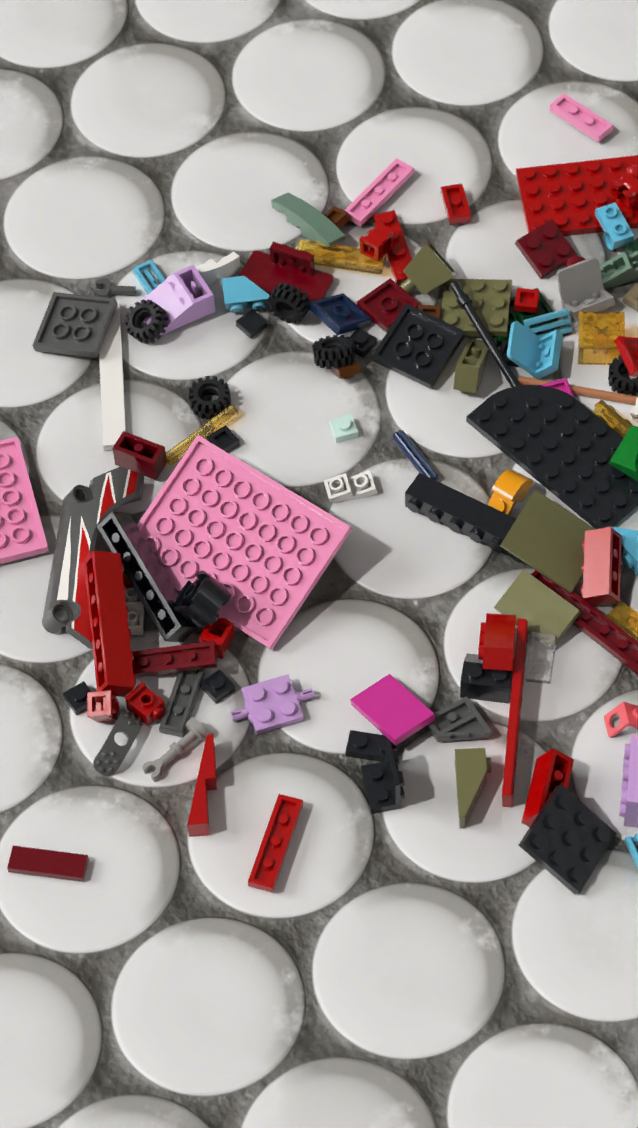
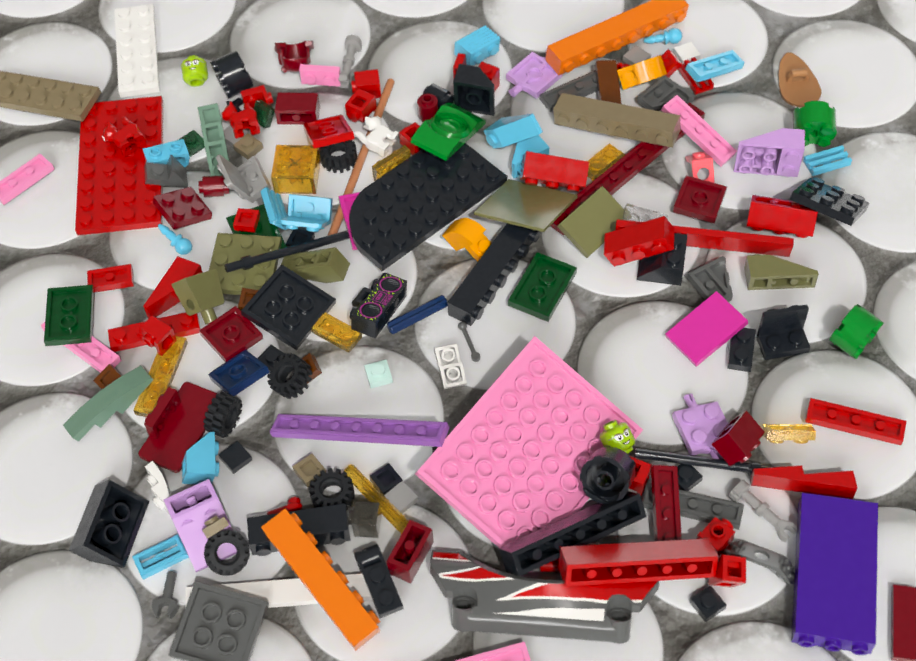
camera: 90 degrees left, 0 degrees up
(102, 804) = (835, 574): none -> dark purple brick
(105, 437) = (378, 580): none -> black plate
(112, 387) = (320, 578): none -> orange brick
(165, 304) = (214, 525): none -> plate
(170, 375) = (325, 523): none -> black brick
(176, 422) = (365, 519): none -> clear smoke brick
(181, 238) = (109, 525): none -> black slope
(189, 363) = (293, 504): none -> red arm
(223, 744) = (697, 461): none -> black bar
(234, 378) = (308, 468): none -> dark tan plate
(247, 614) = (617, 436): none -> lime head
(247, 722) = (738, 439): none -> dark red brick
(259, 402) = (360, 430): none -> medium lavender tile
(262, 778) = (798, 433): none -> clear yellow plate
(365, 509) = (475, 356): none -> dark grey hinge
(383, 846) = (856, 331): none -> green brick
(390, 389) = (336, 332): none -> clear yellow plate
(406, 176) = (69, 315): none -> dark green tile
(419, 417) = (377, 305): none -> black piece
(450, 563) = (542, 286): none -> dark green plate
(457, 254) = (164, 295): none -> red slope
(502, 257) = (182, 245): none -> medium azure bar
(577, 716) = (700, 199): none -> dark red plate
(588, 230) = (168, 174): none -> dark grey slope

